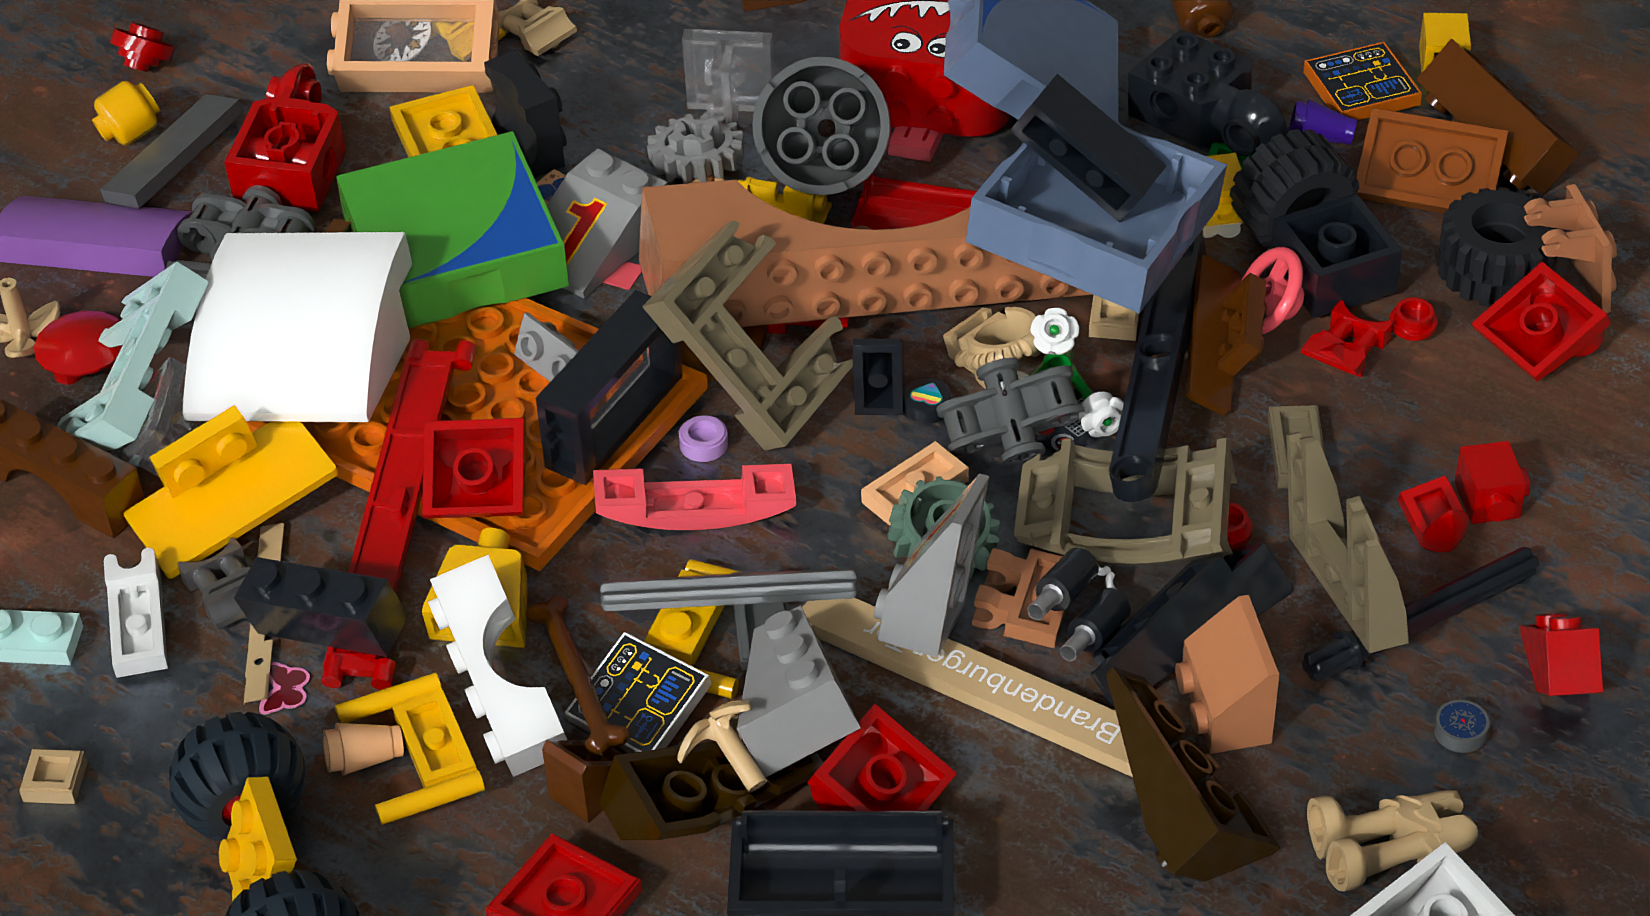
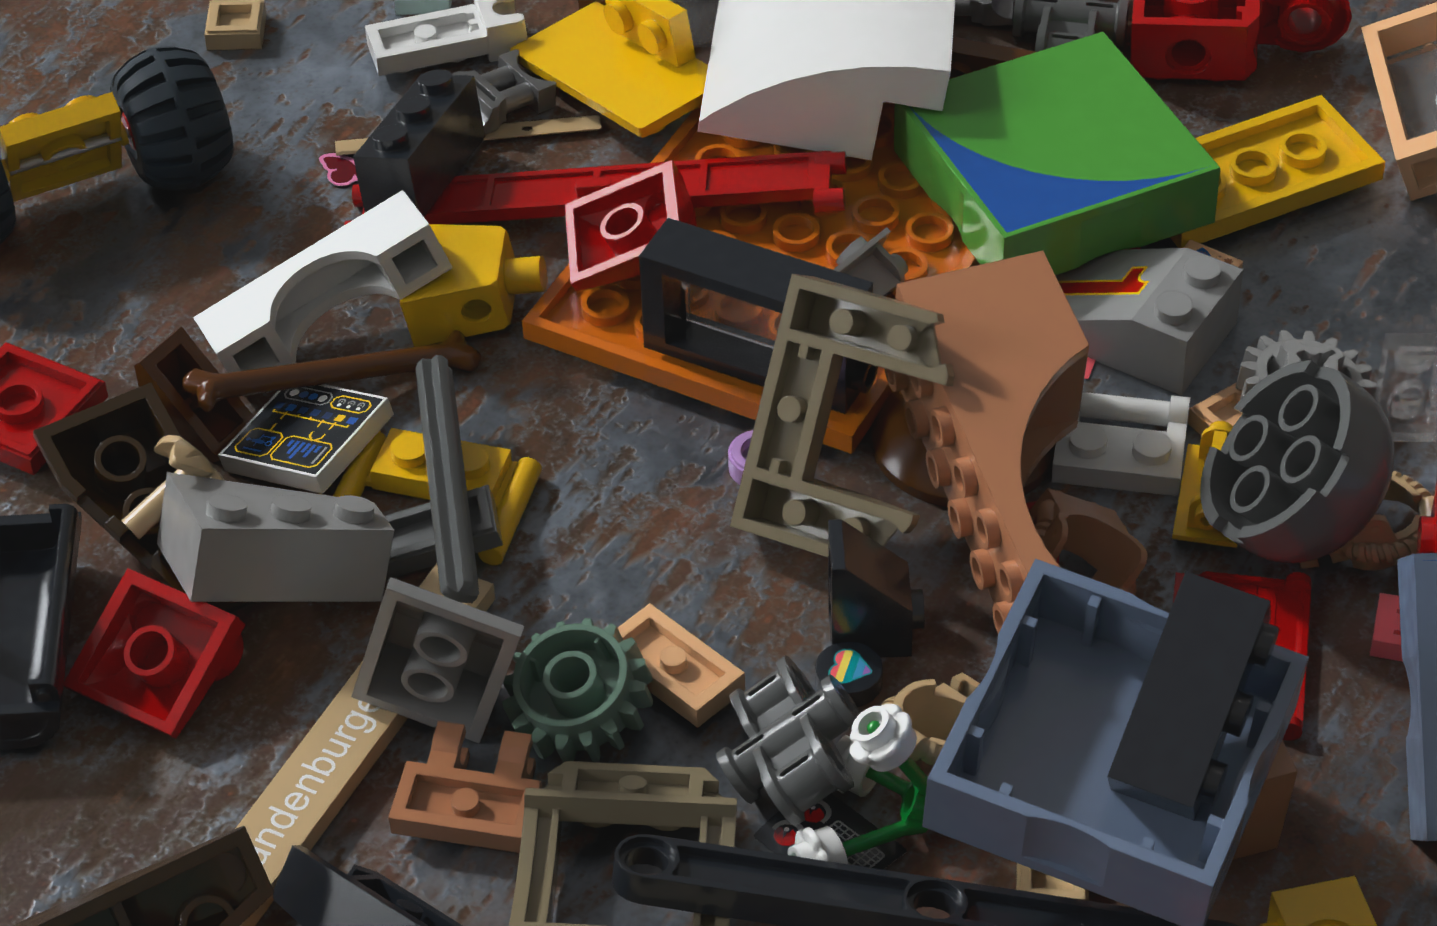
camera: 85 degrees right, 0 degrees up
(360, 746) = (248, 221): light nougat cone -> none
(432, 742) = (213, 282): yellow plate -> none
(528, 110) = (1313, 202): black brick -> none
(694, 504) = (635, 443): coral slope -> none
(1099, 617) = (413, 859): black piece -> none

